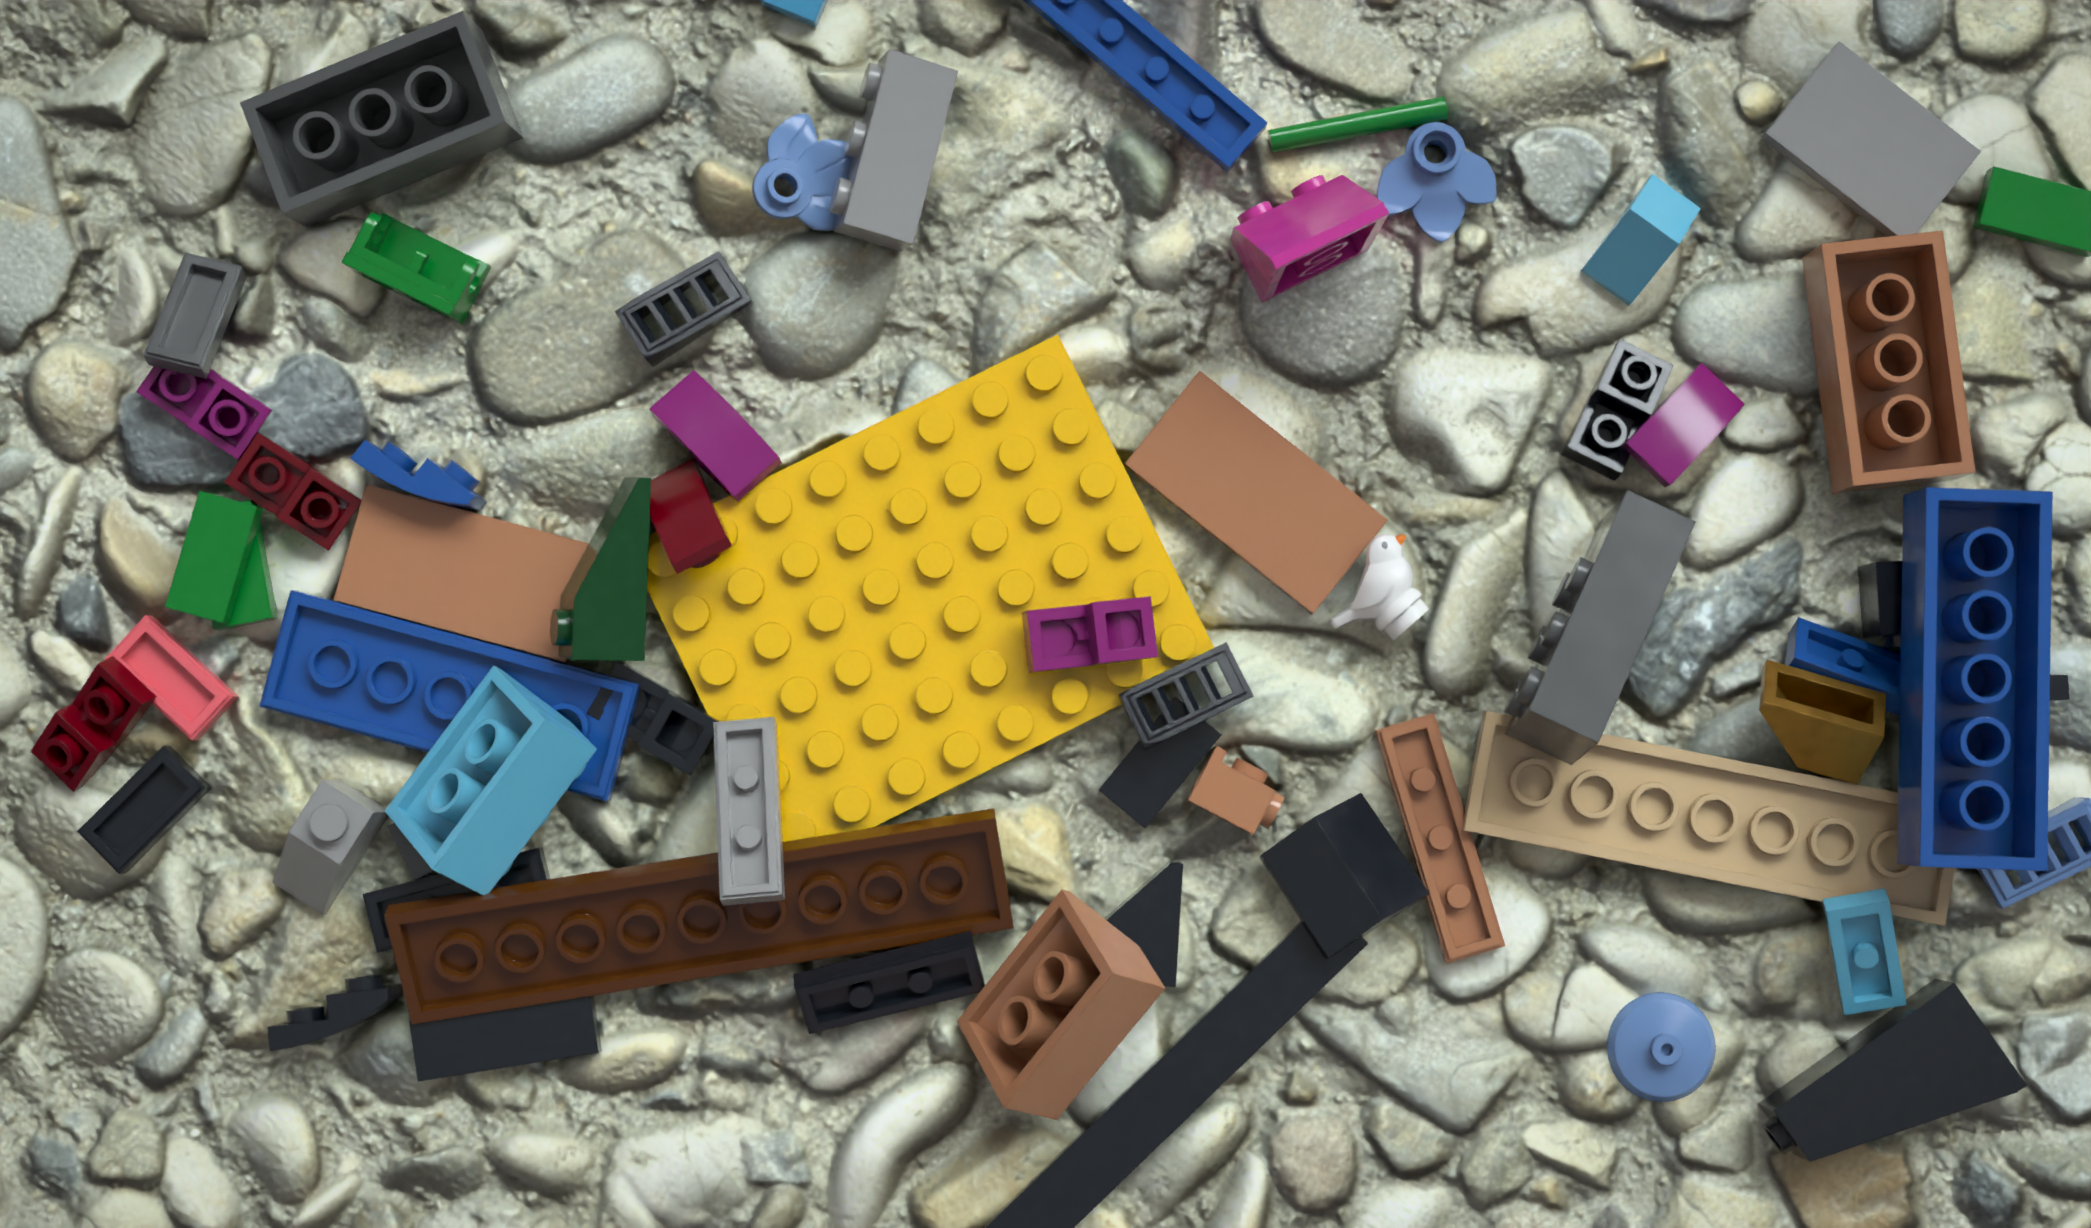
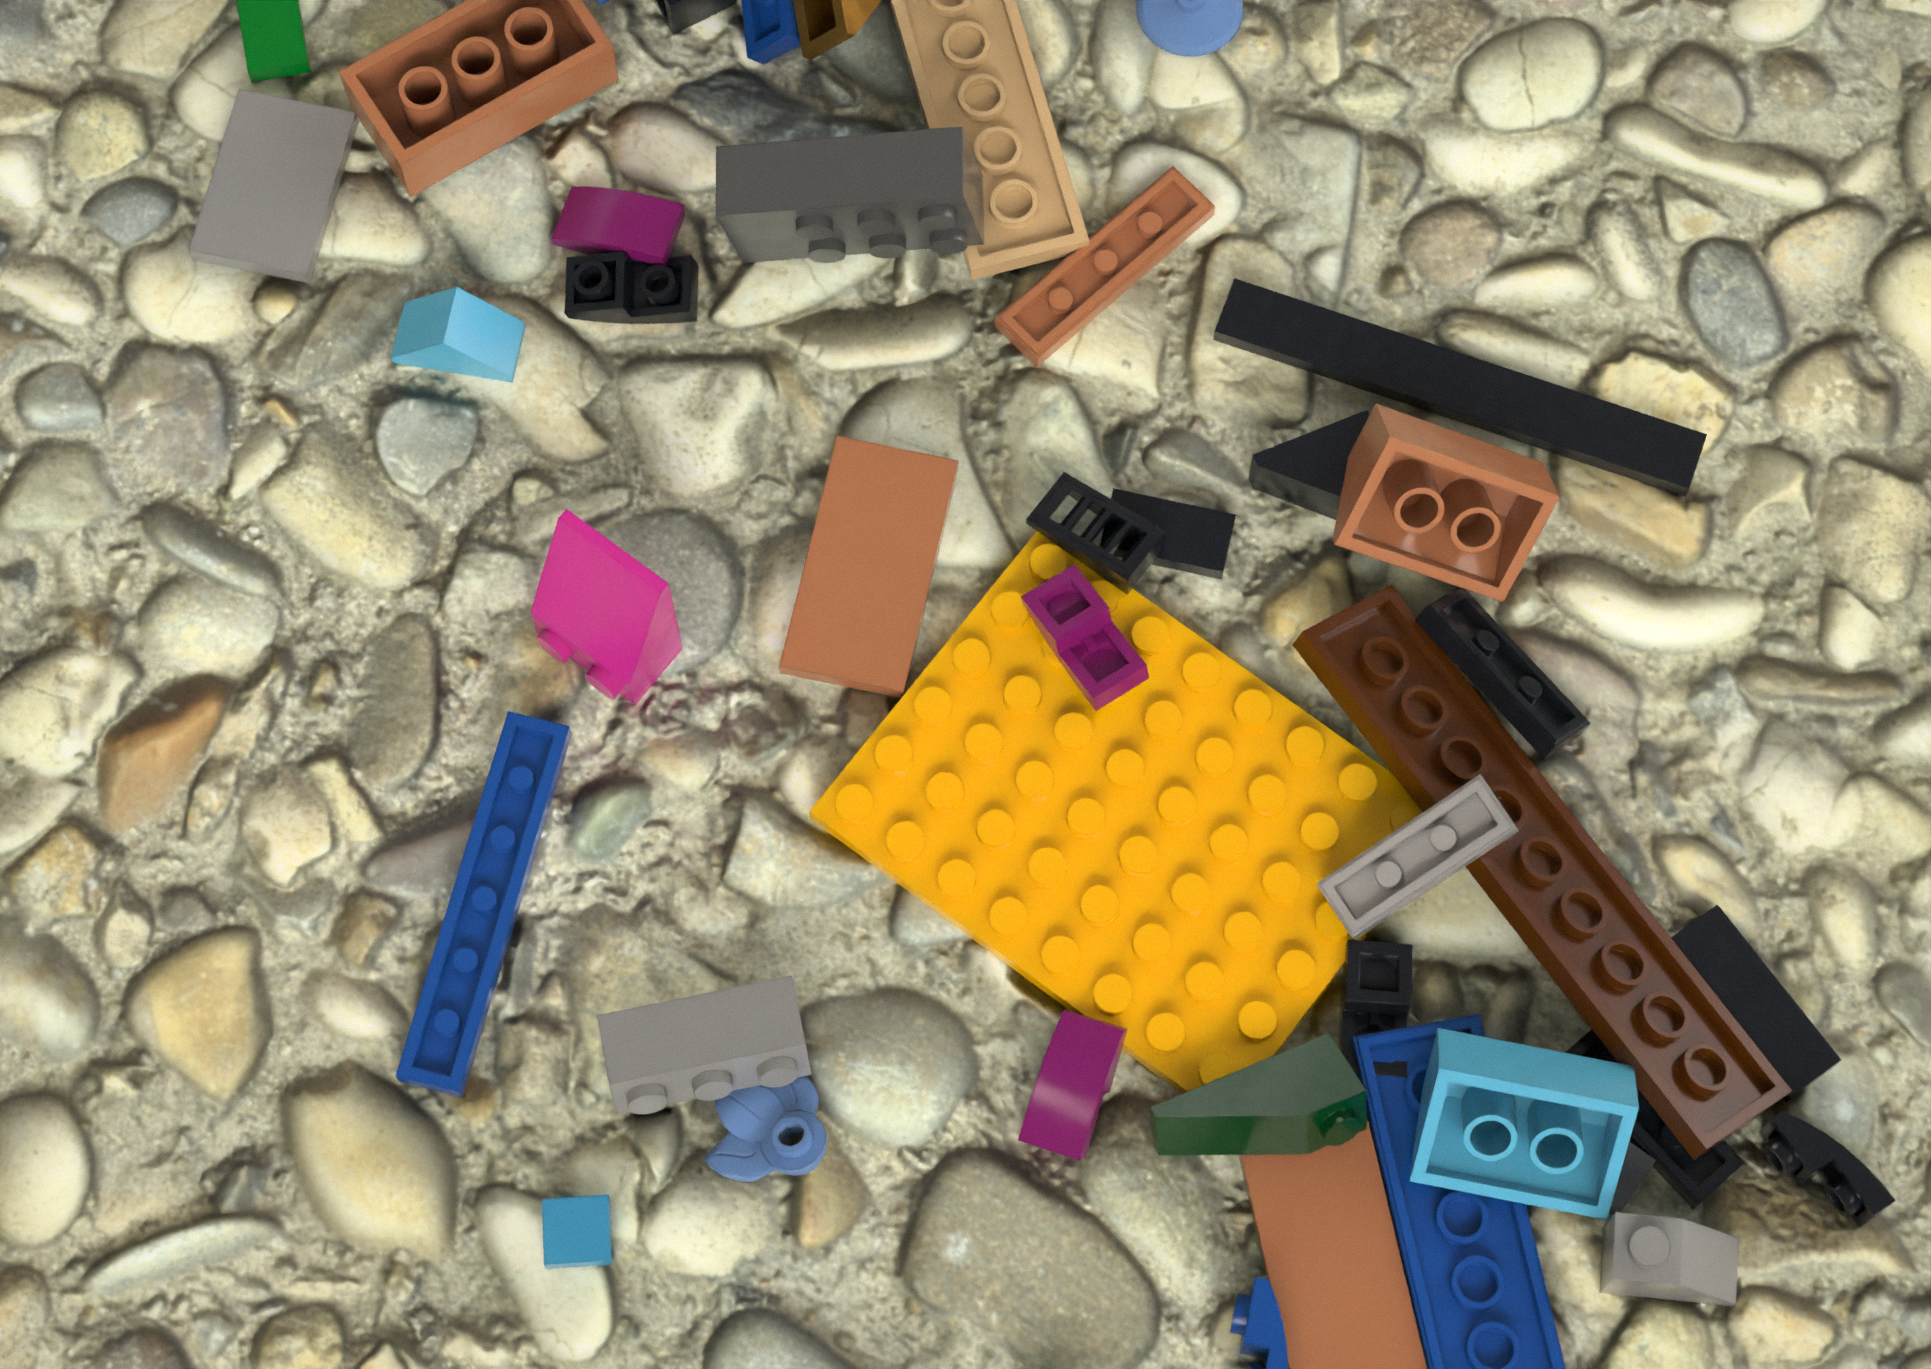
camera: 120 degrees left, 15 degrees down
(672, 289) = (992, 1228): black slope -> none
(687, 518) = (1168, 1059): dark red slope -> none
(1235, 793) = (1161, 451): nougat brick -> none
(1343, 875) = (1185, 324): black slope -> none
(1357, 124) = (467, 637): green bar -> none
(1385, 589) = (905, 406): white animal -> none
(1439, 190) = (497, 536): medium blue plate -> none

